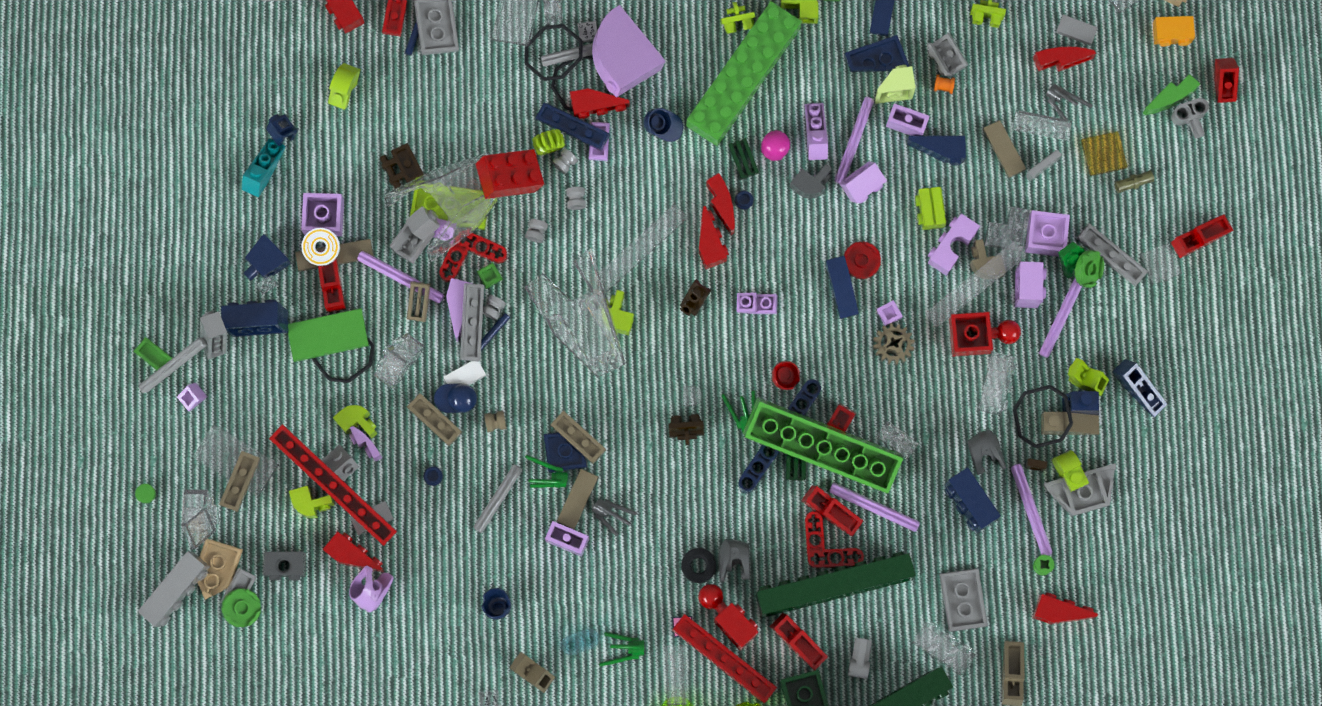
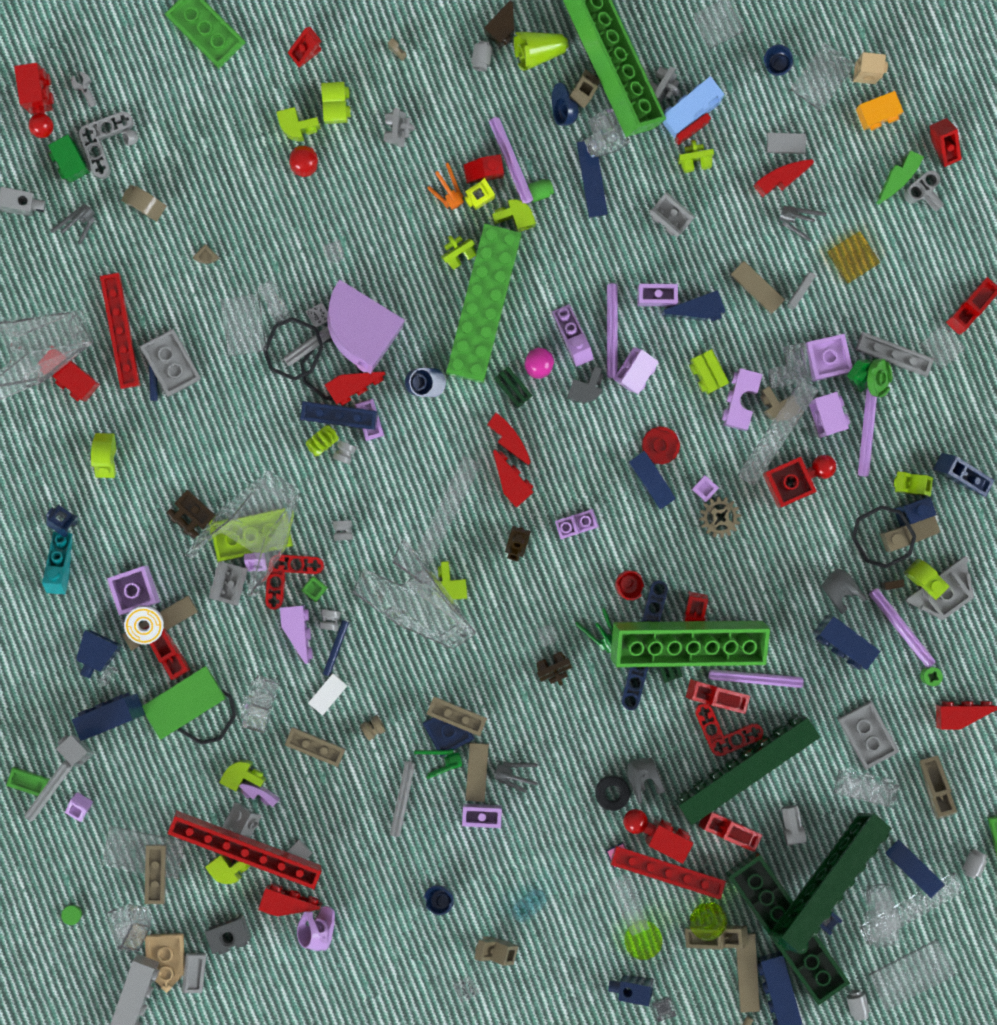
camera: 20 degrees left, 10 degrees up
(241, 607) = (203, 989): bright green tile -> none
(396, 274) = (230, 622): lavender axle -> none
(420, 285) = (253, 626): dark tan tile -> none
(423, 223) = (232, 565): light grey brick -> none
(433, 476) = (334, 800): dark blue plate -> none
(455, 398) = (327, 719): dark blue cap -> none
(472, 322) = (315, 643): light grey tile -> none
(509, 174) = (297, 487): red brick -> none
(575, 197) = (368, 484): light grey wheel -> none
(634, 647) = (582, 894): green plant -> none
(744, 200) = (528, 428): dark blue plate -> none
(878, 56) = (606, 239): dark blue wing -> none
(897, 86) = (637, 262): yellowish green slope -> none
(897, 440) = (756, 610): clear bracket -> none
(944, 84) = (678, 244): orange bush -> none
(997, 384) = (829, 520): clear brick -> none
(1041, 125) = (785, 251): clear plate -> none
(1134, 181) = (891, 275): olive pin -> none

